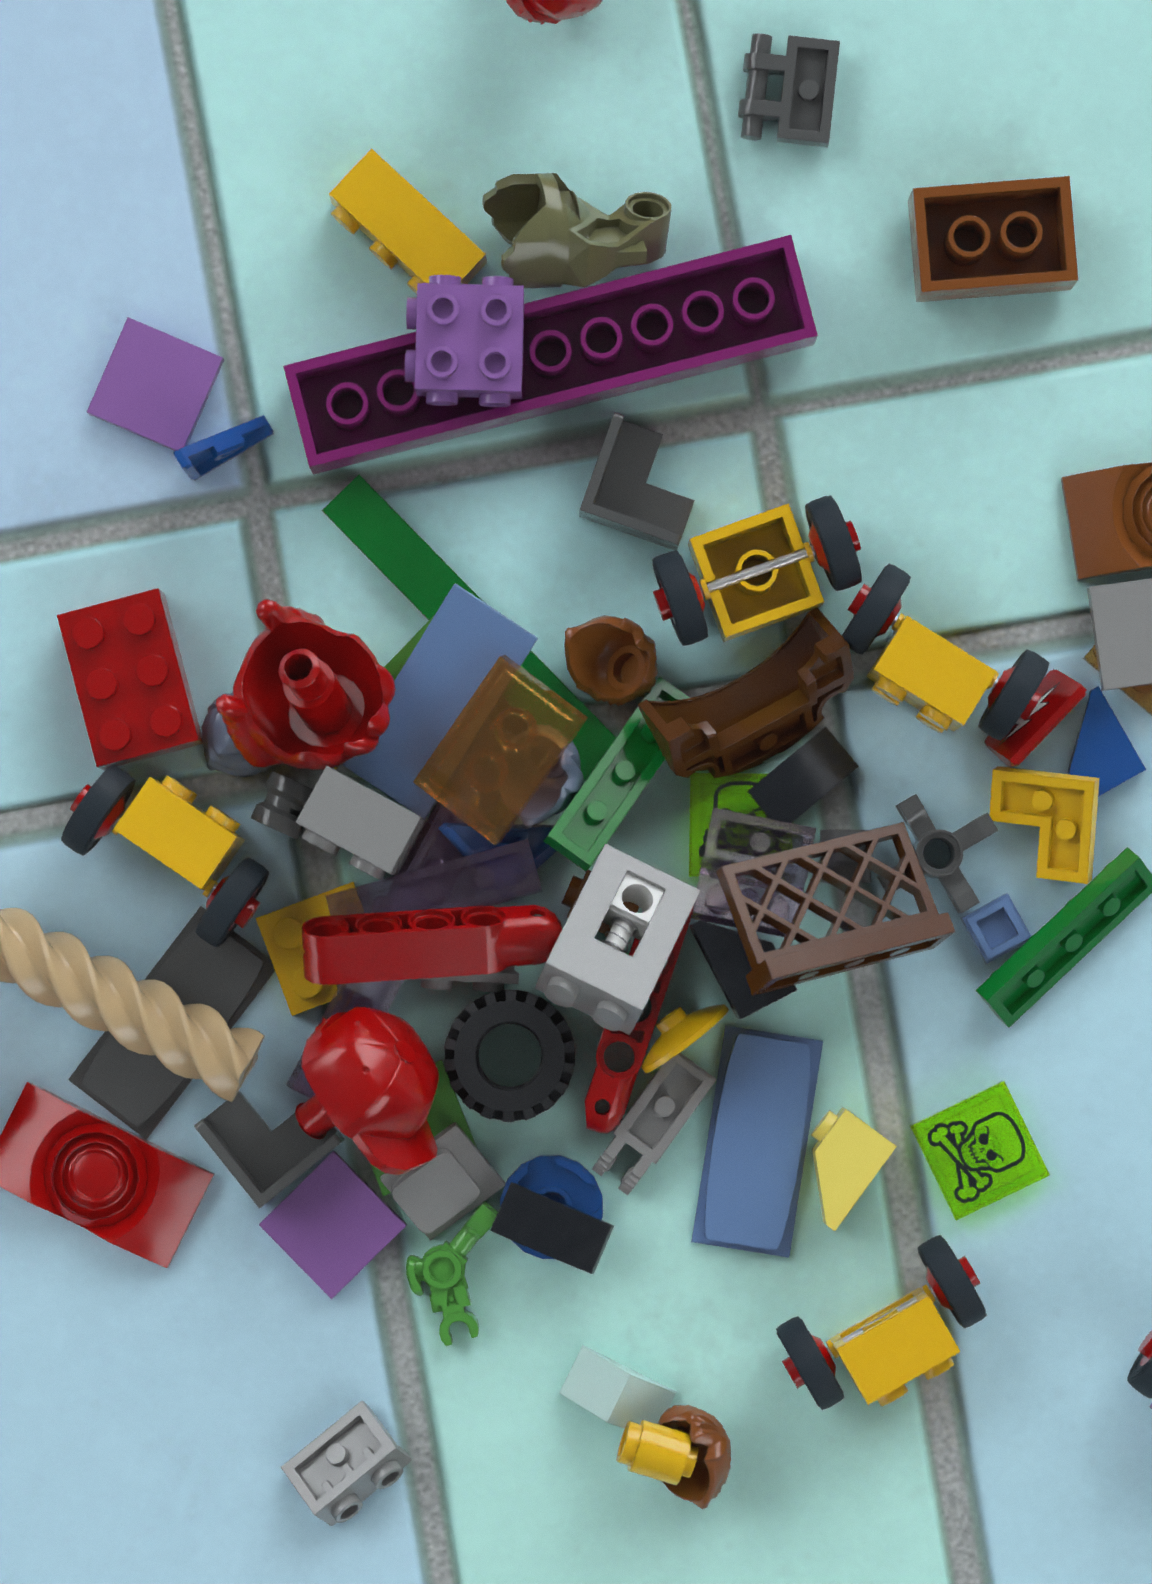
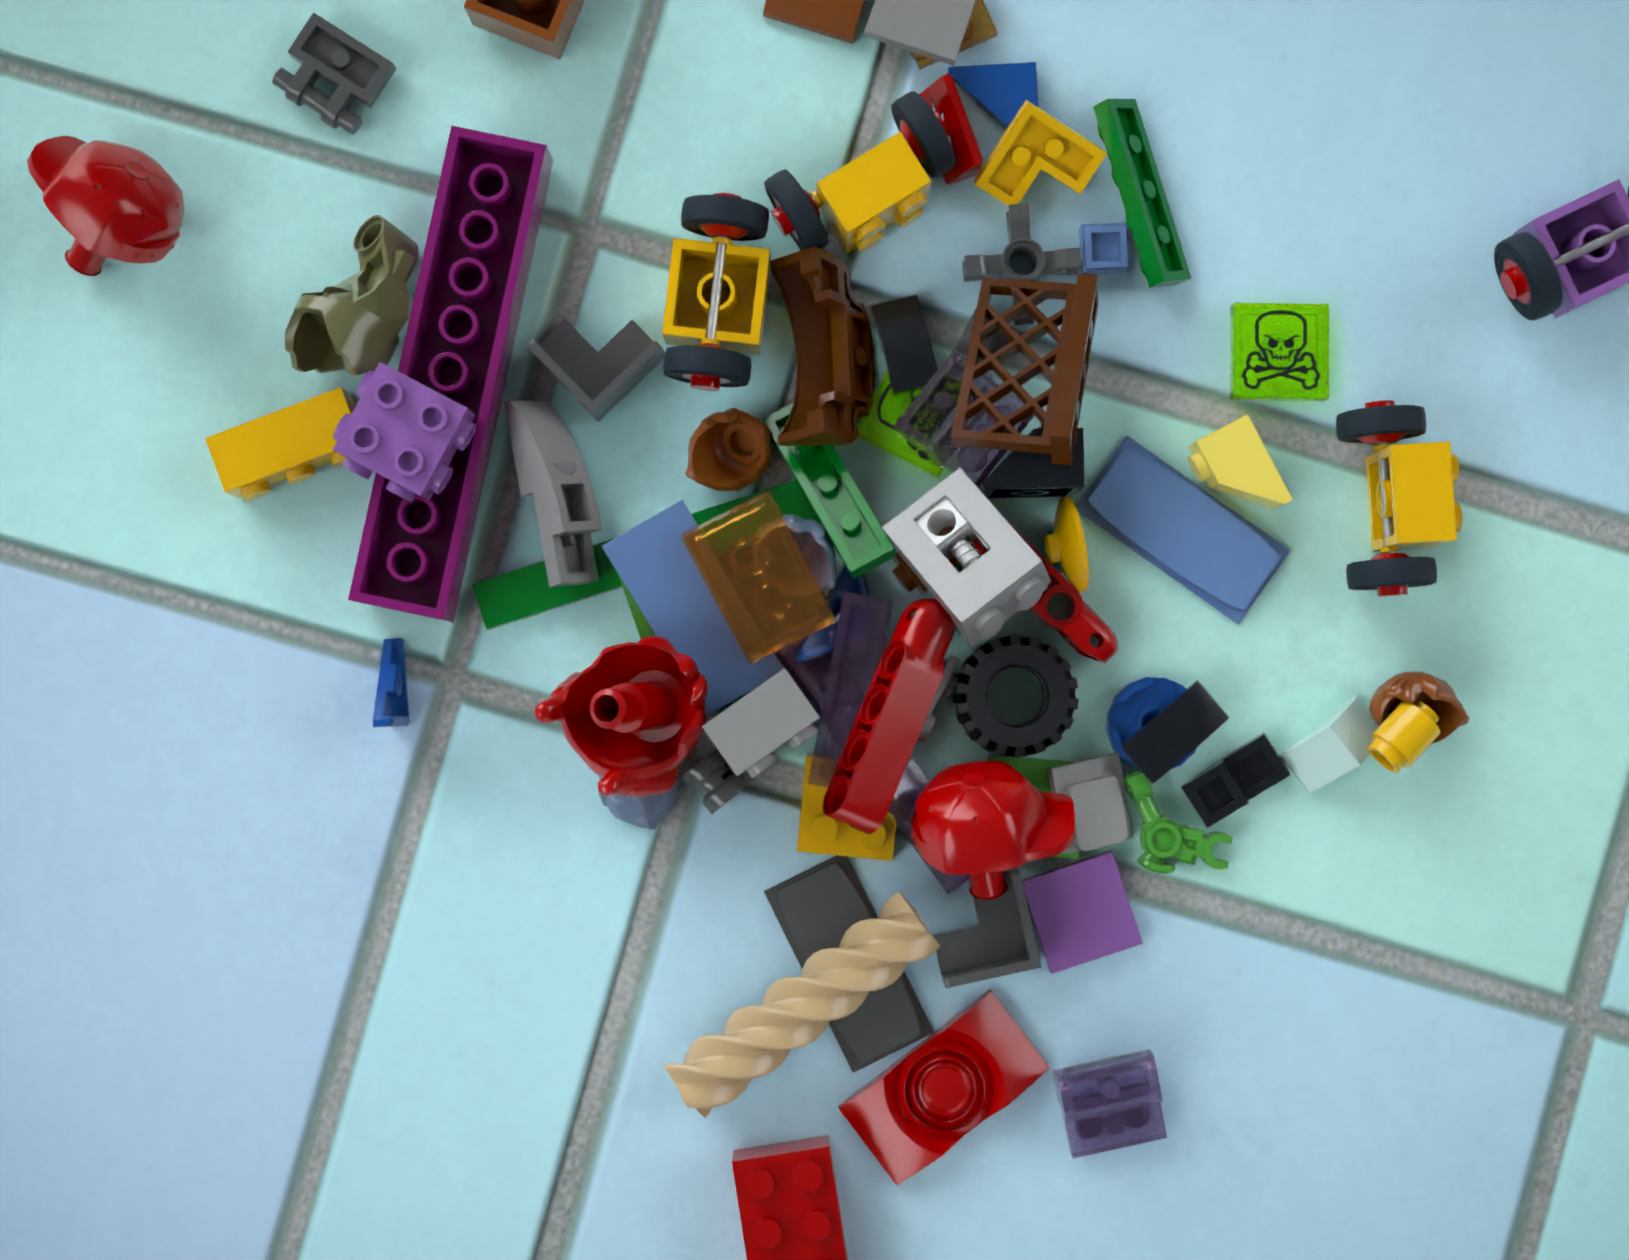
camera: 60 degrees left, 0 degrees up
(130, 679) = (546, 857): red brick -> none
(155, 385) = (313, 716): medium lavender tile -> none
(161, 1342) = (1110, 1103): none -> clear purple brick
(178, 835) = (697, 881): brick -> none
(346, 1465) = (1286, 999): light grey bracket -> none
(502, 504) = (561, 490): none -> light grey slope
(536, 1312) = (1235, 780): none -> black slope
(657, 1117) = (1126, 602): light grey hinge -> none

